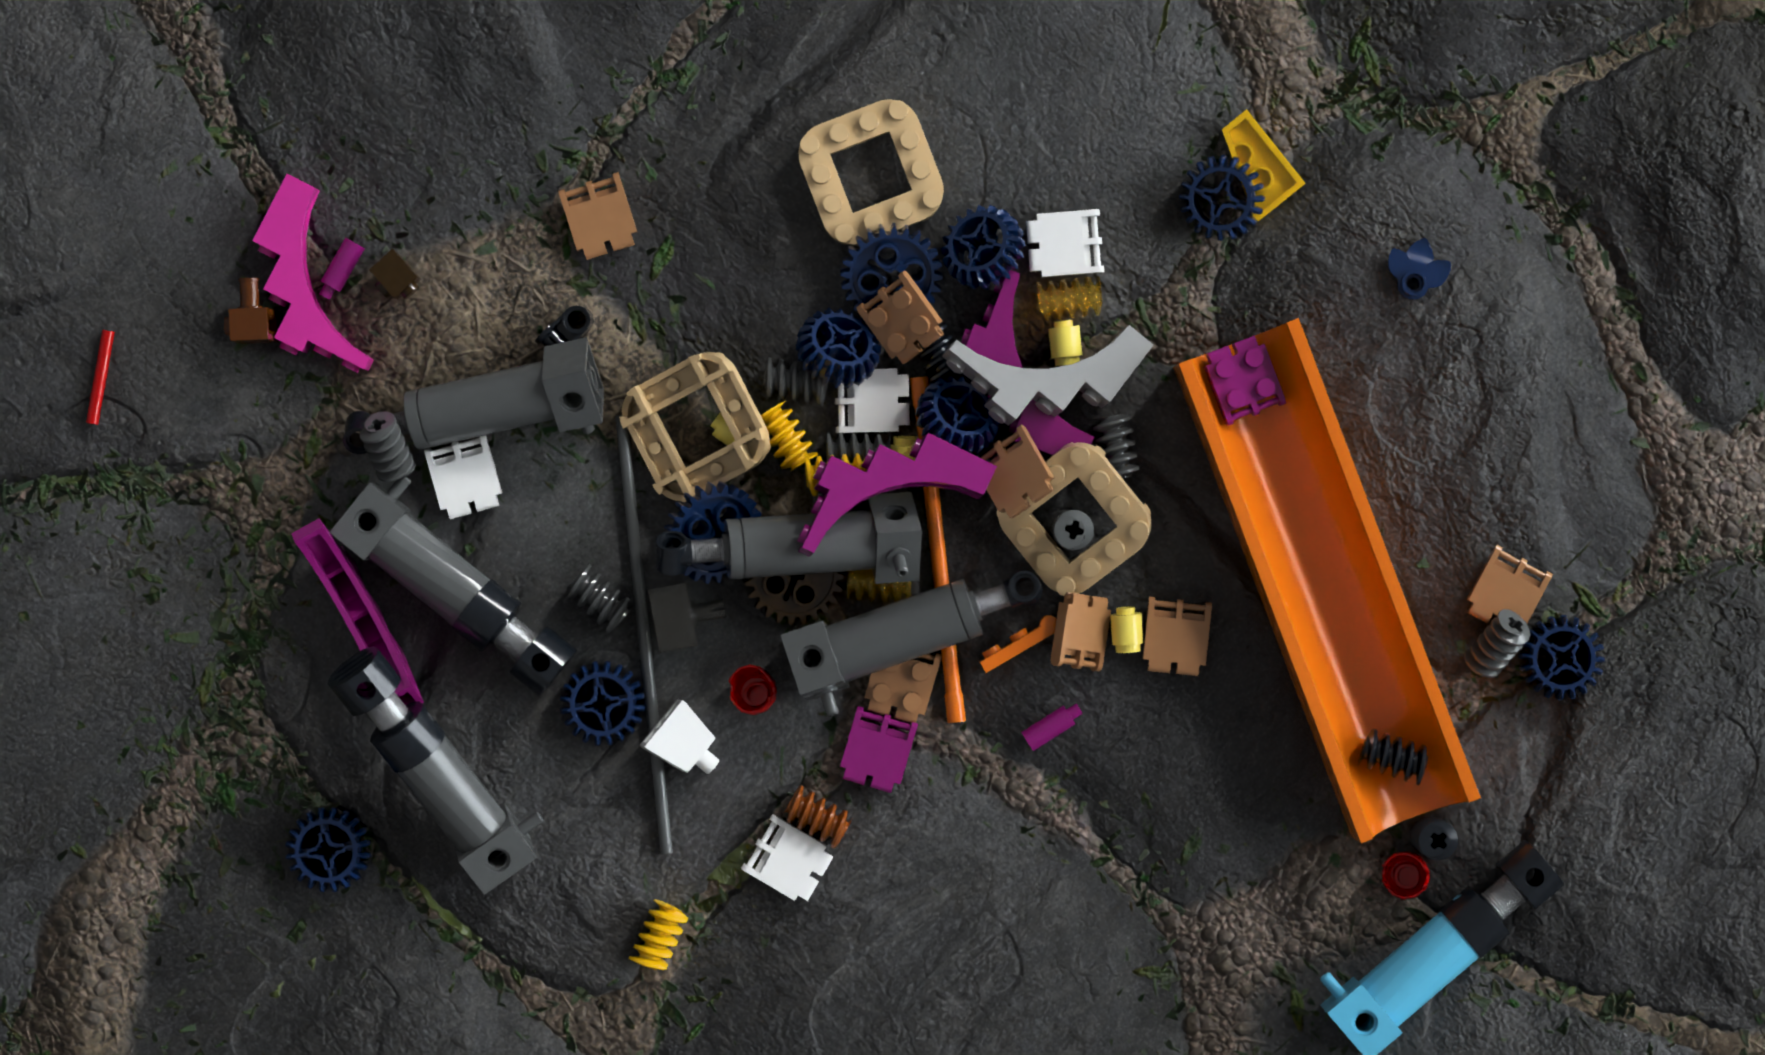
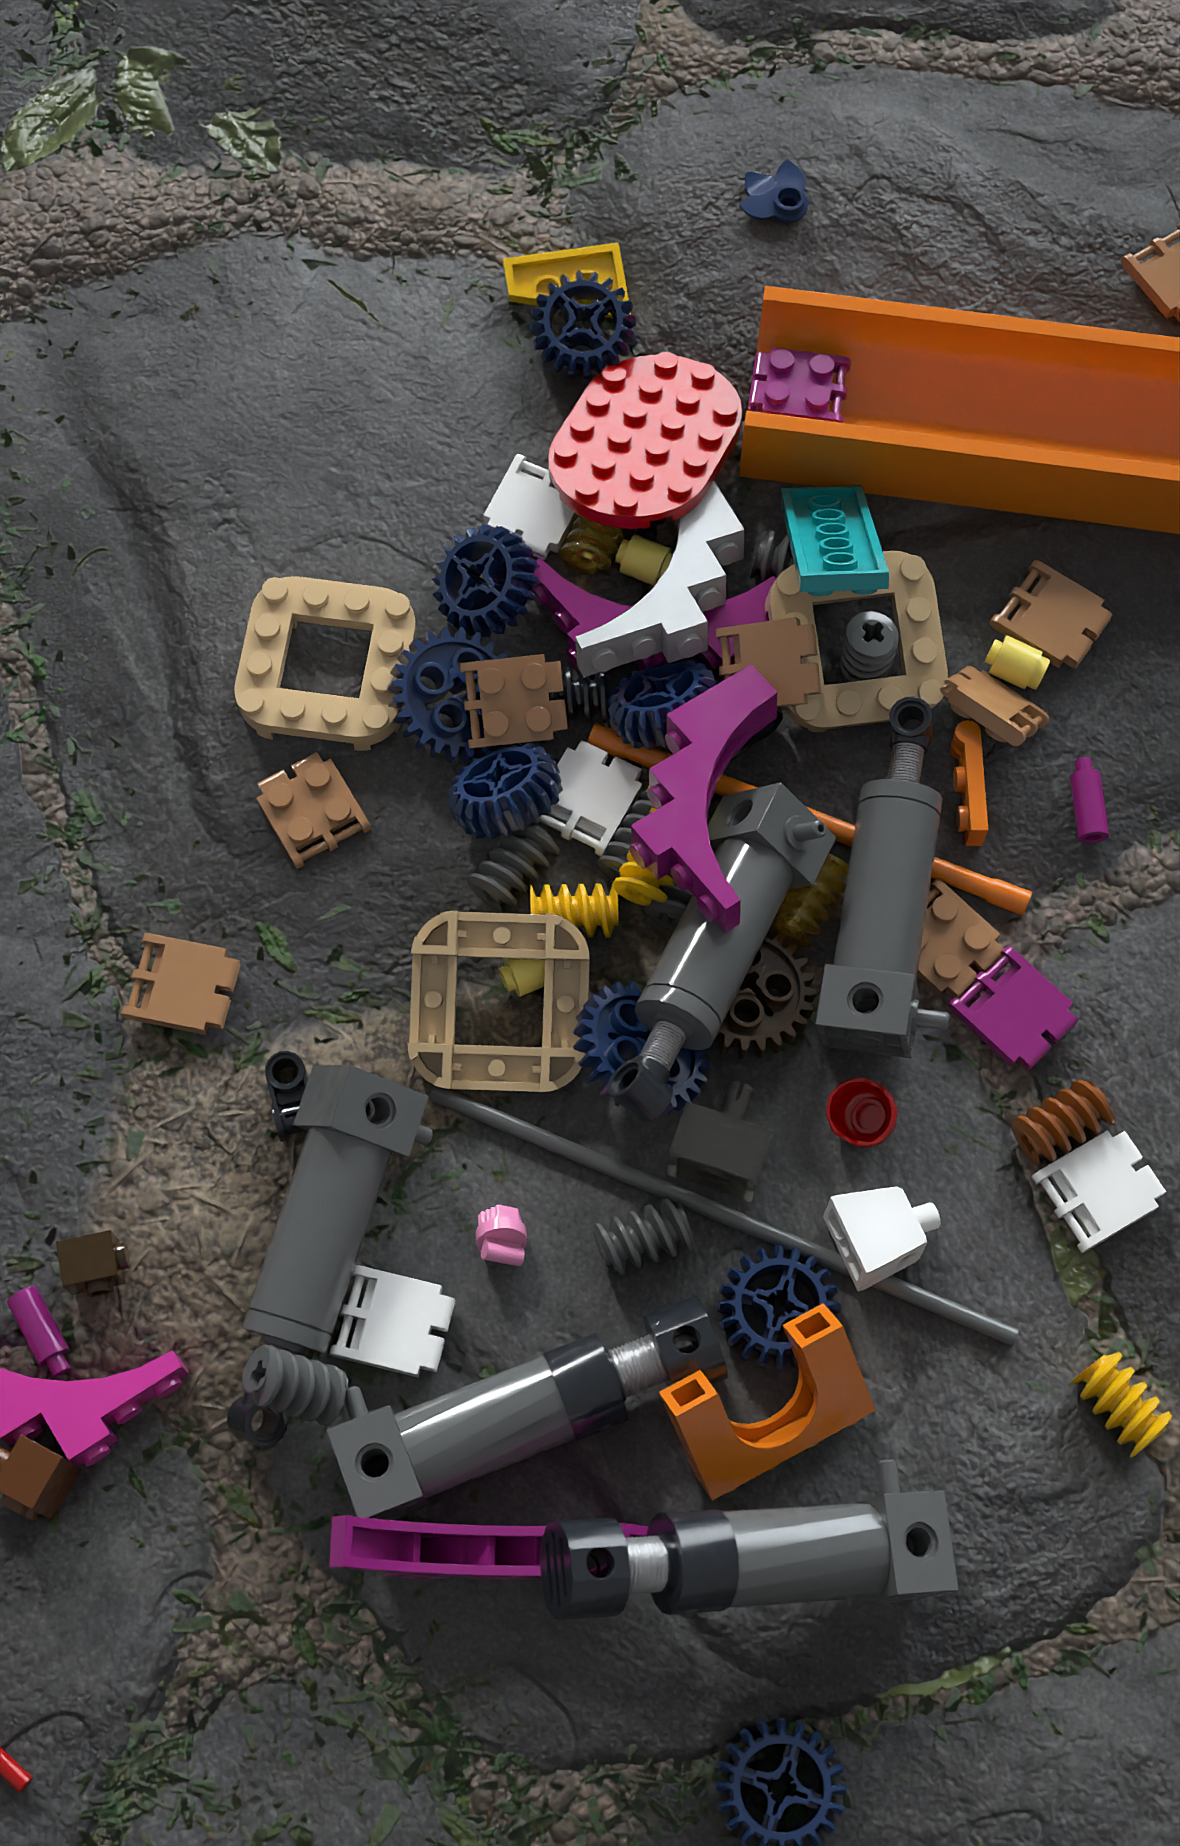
camera: 60 degrees left, 20 degrees down
(500, 723) = (824, 1402): none -> orange arch
(552, 511) = (501, 1235): none -> bright pink piece
(765, 223) = (310, 807): none -> medium nougat plate
(1128, 467) = (833, 540): none -> teal plate
(1151, 293) = (645, 441): none -> plate

